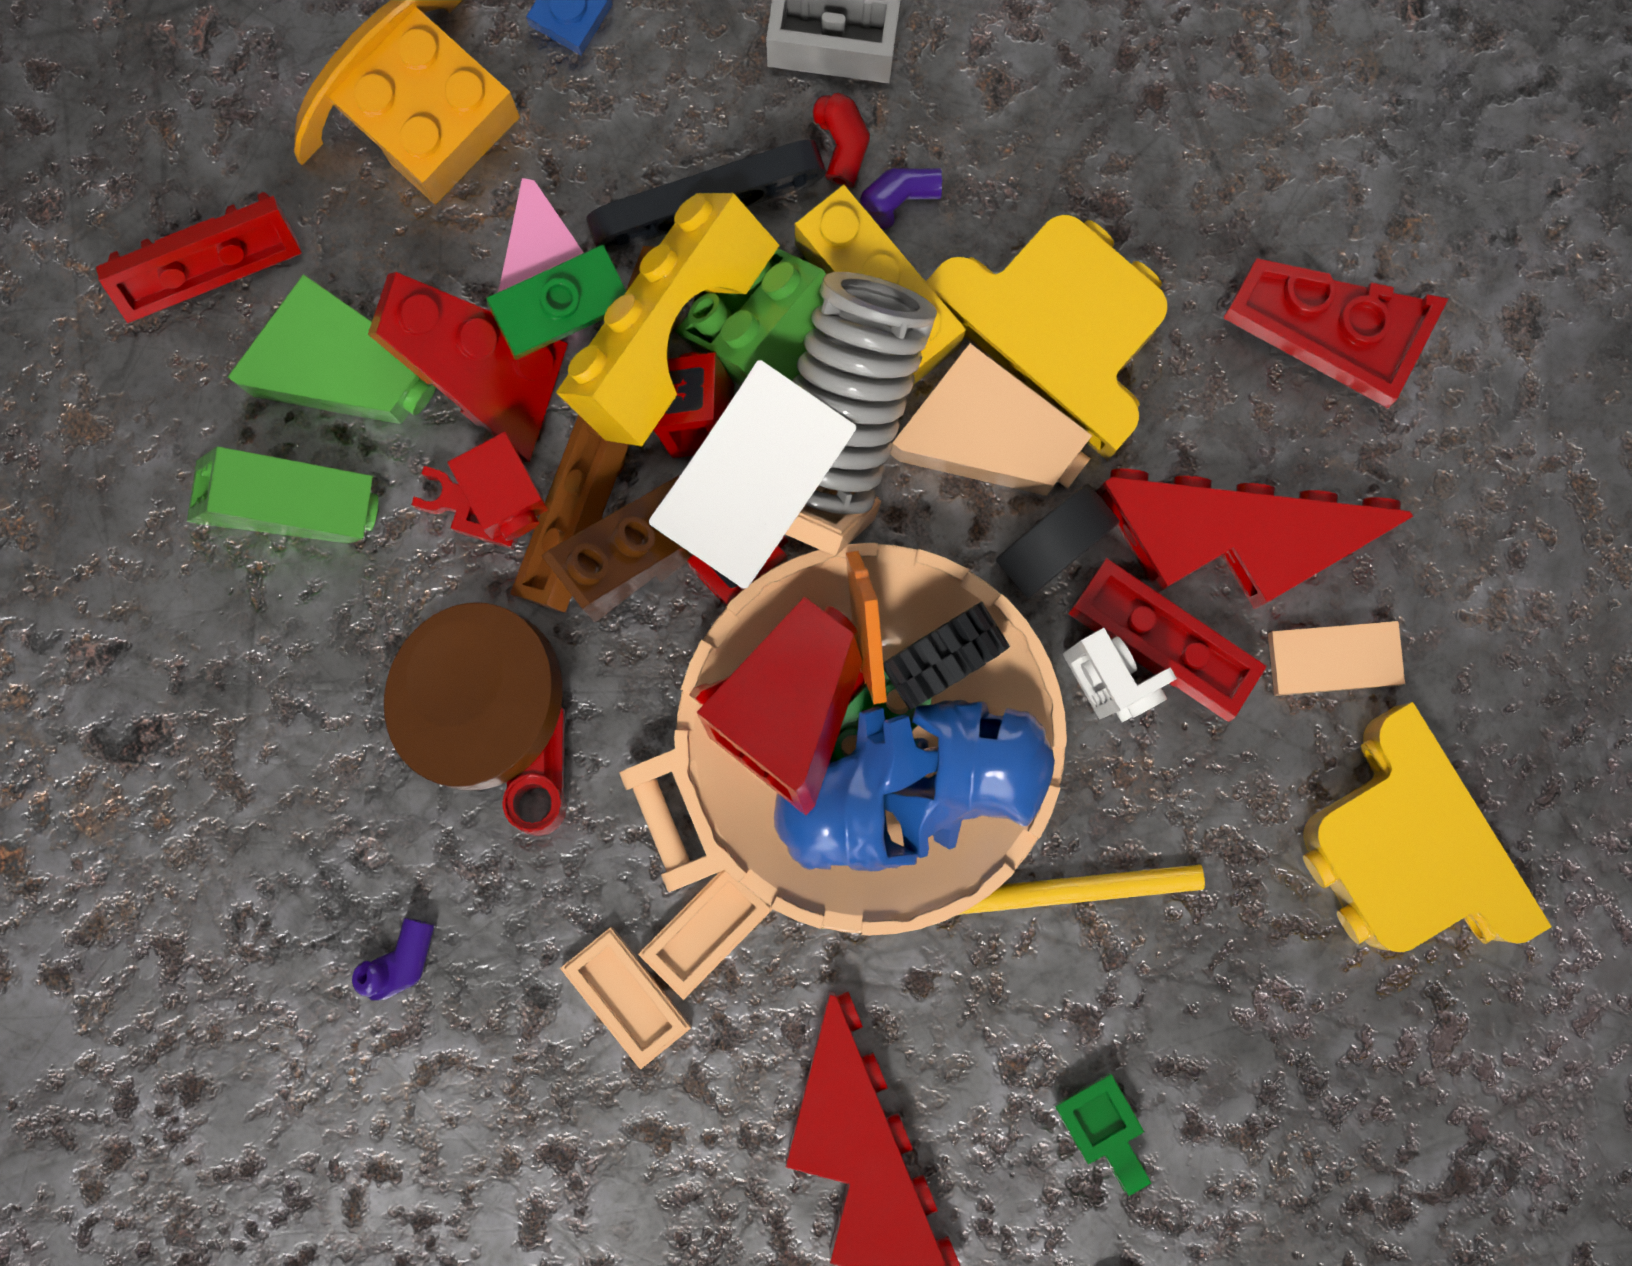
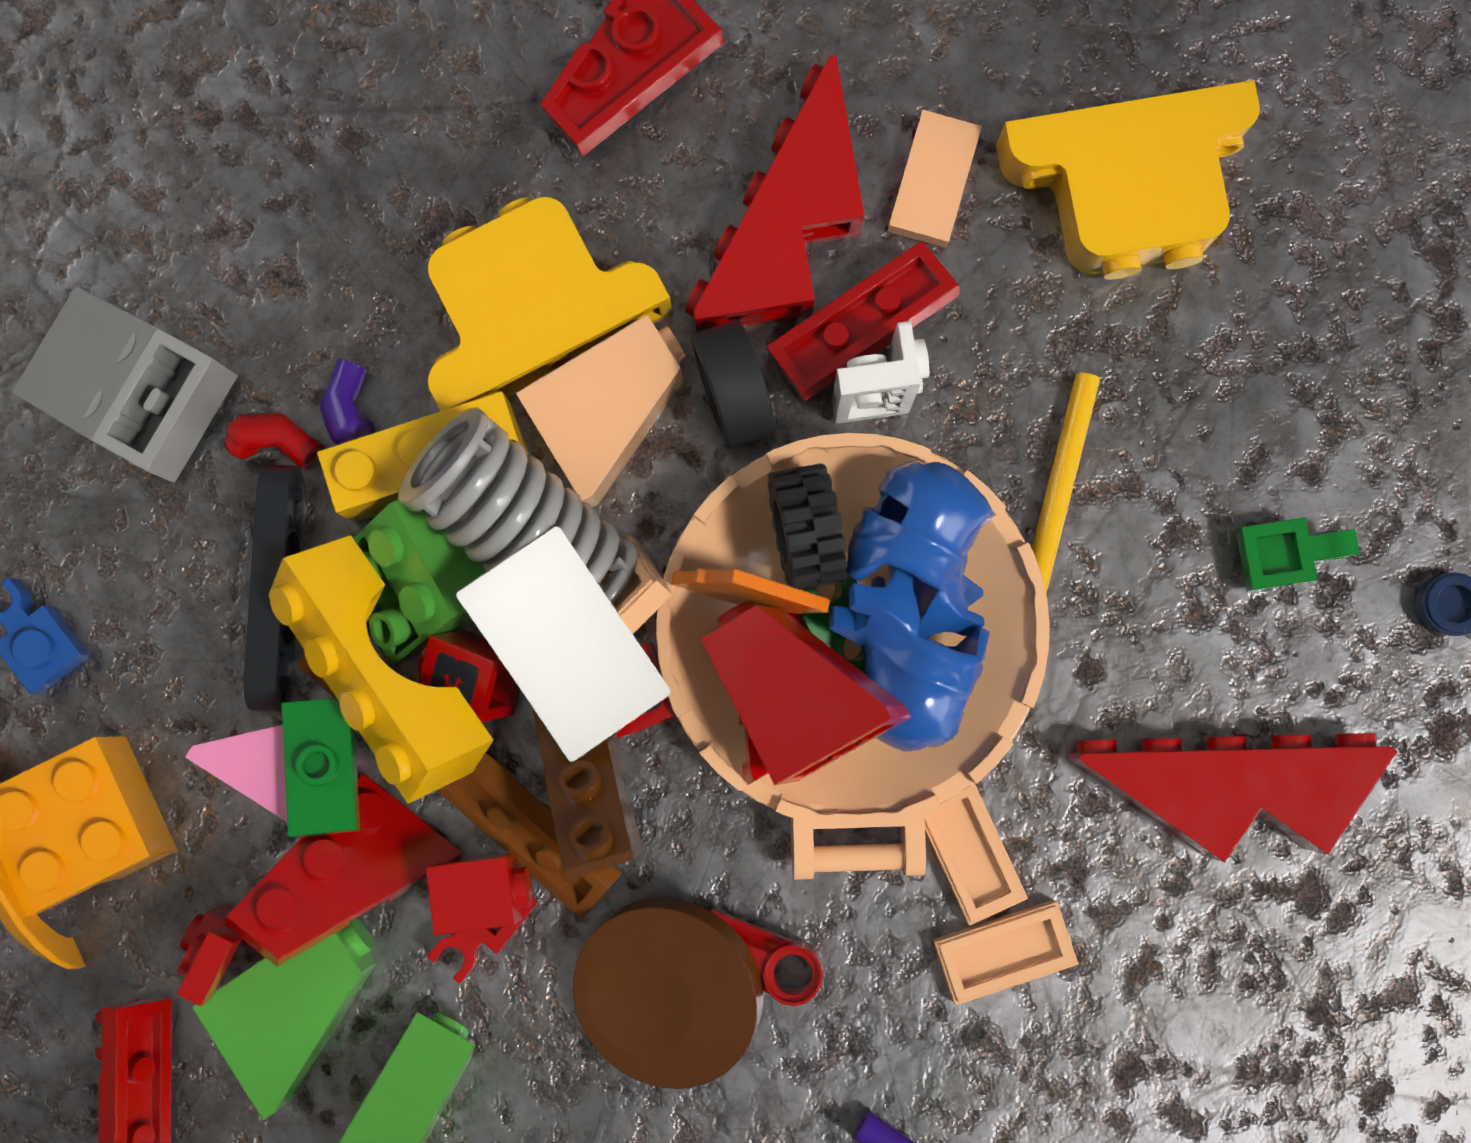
camera: 60 degrees left, 0 degrees up
(355, 269) = (208, 953): none -> red slope

